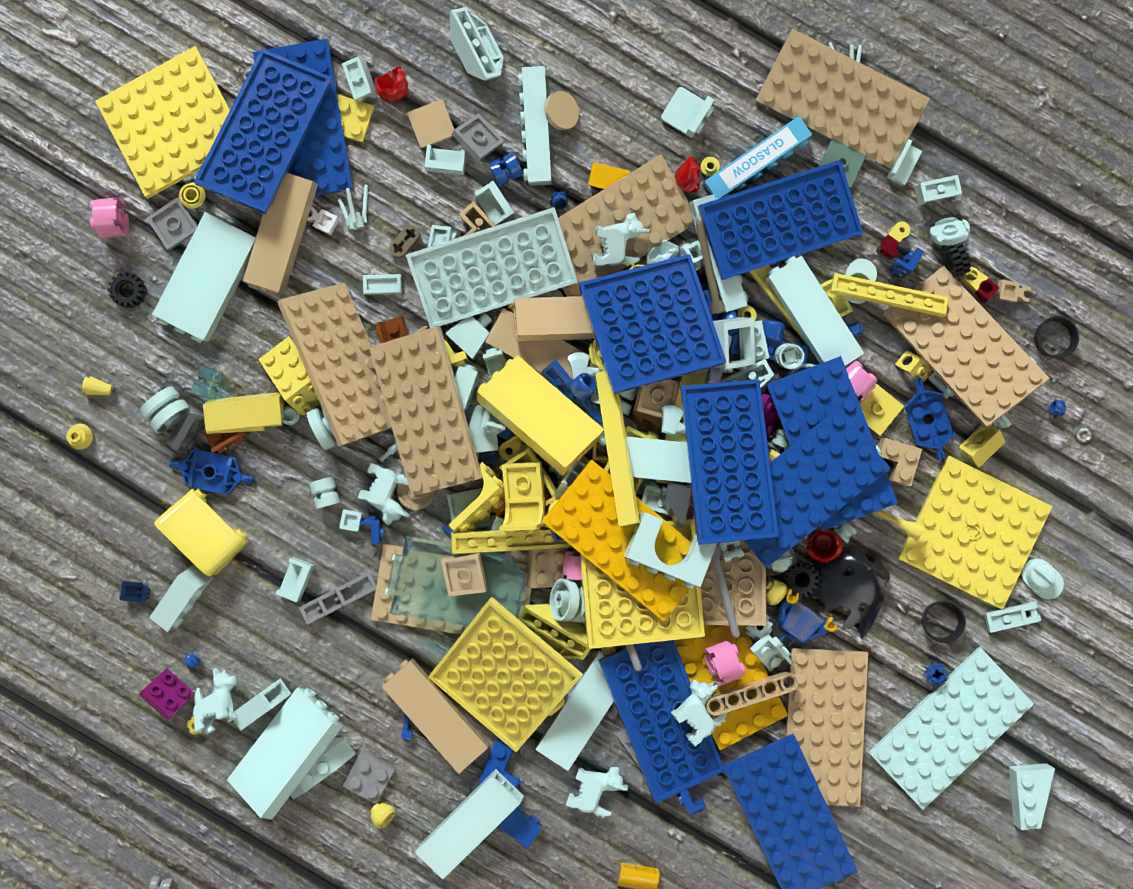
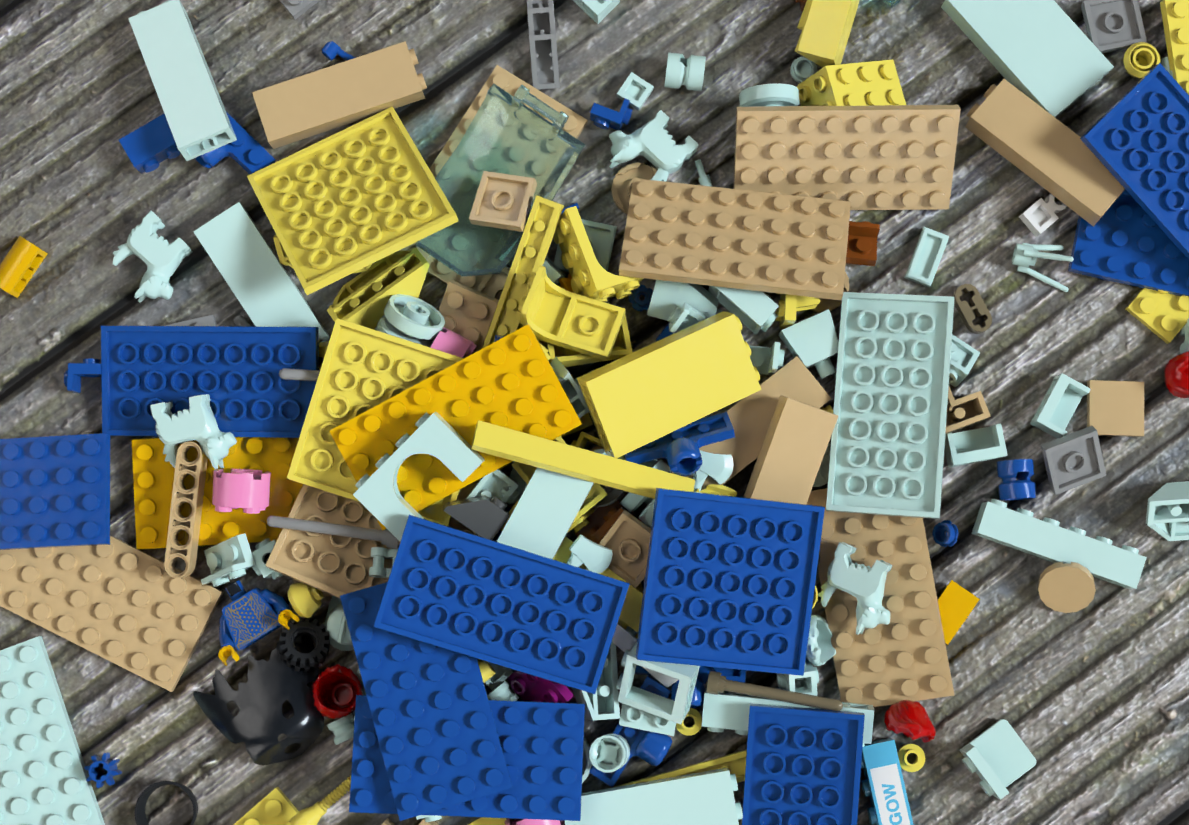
camera: 115 degrees right, 5 degrees down
(516, 445) = (641, 341): light yellow plate -> none

